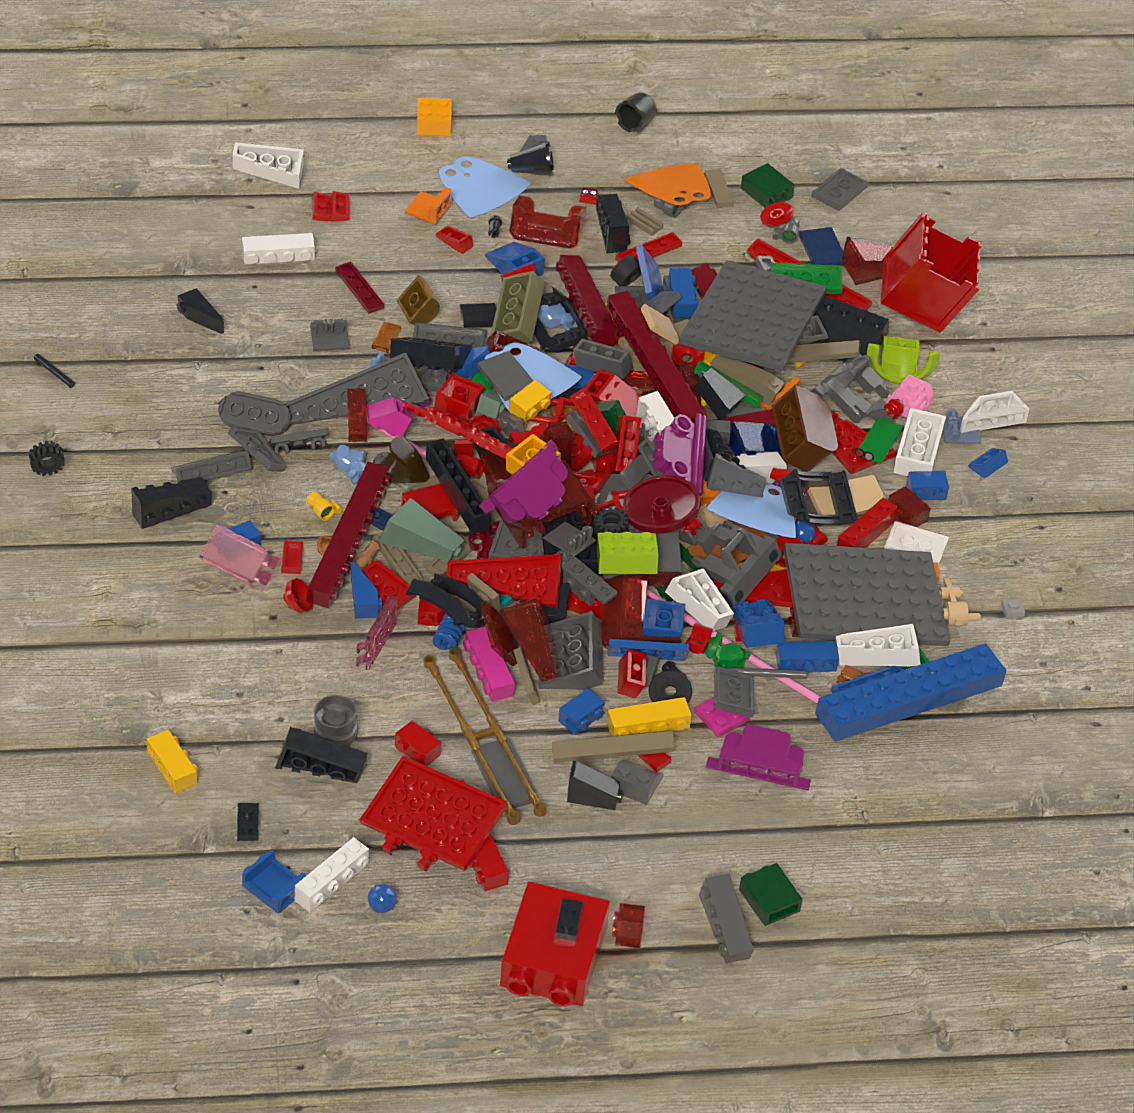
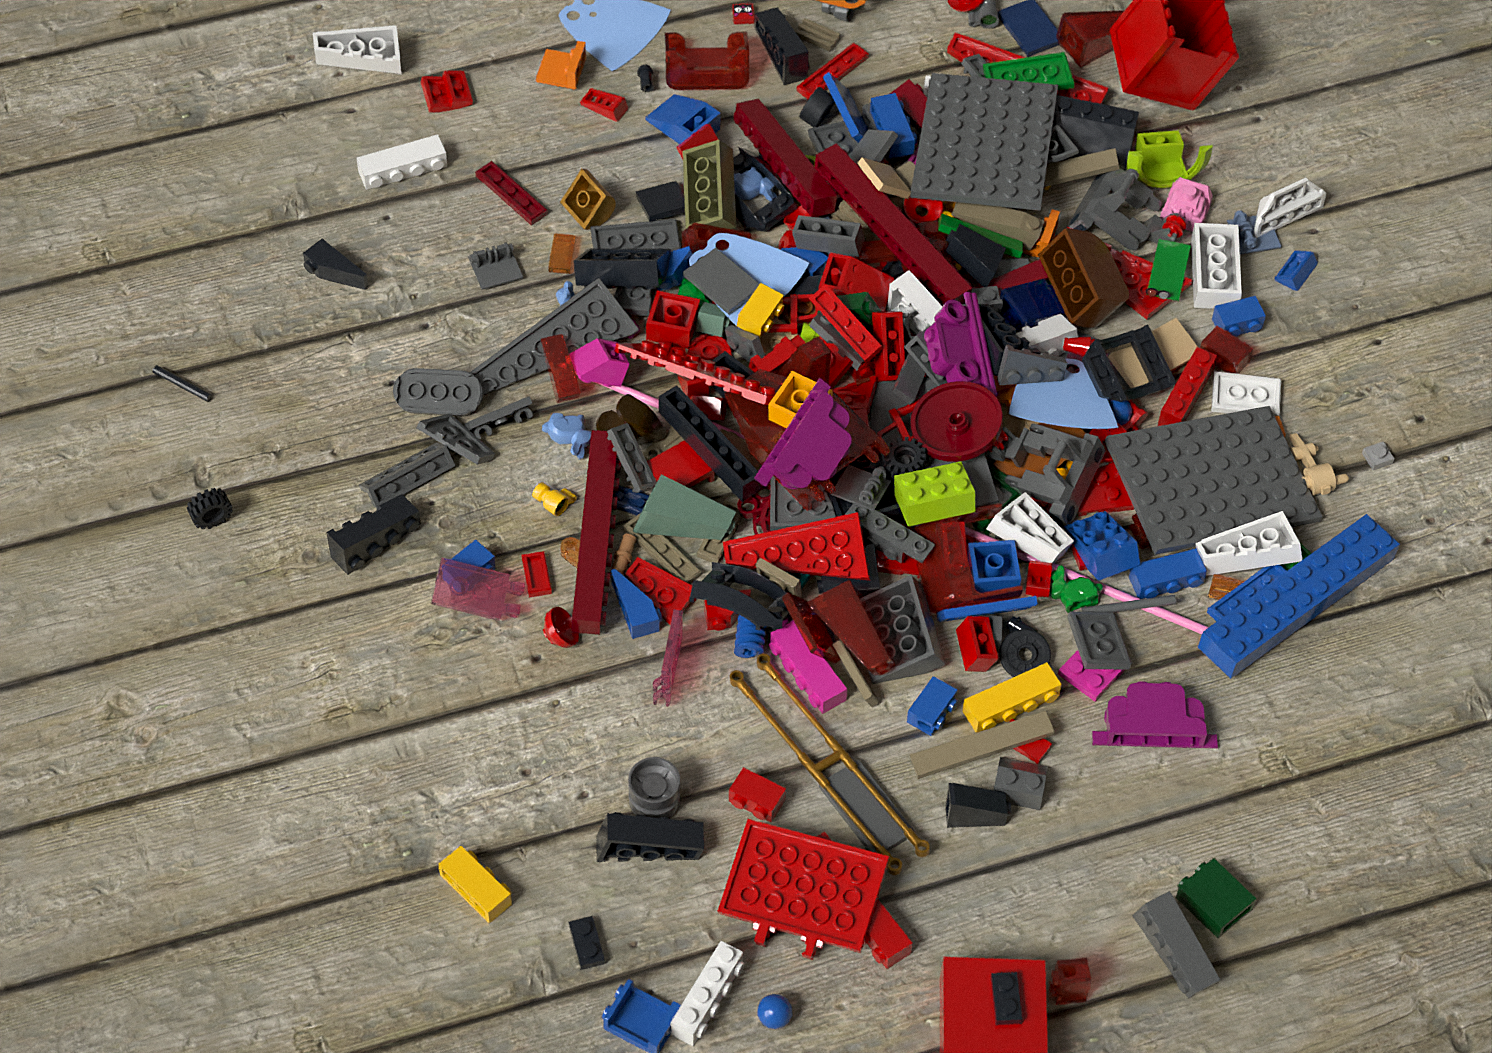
camera: 10 degrees left, 10 degrees up
(391, 484) = (631, 458): none -> dark grey plate

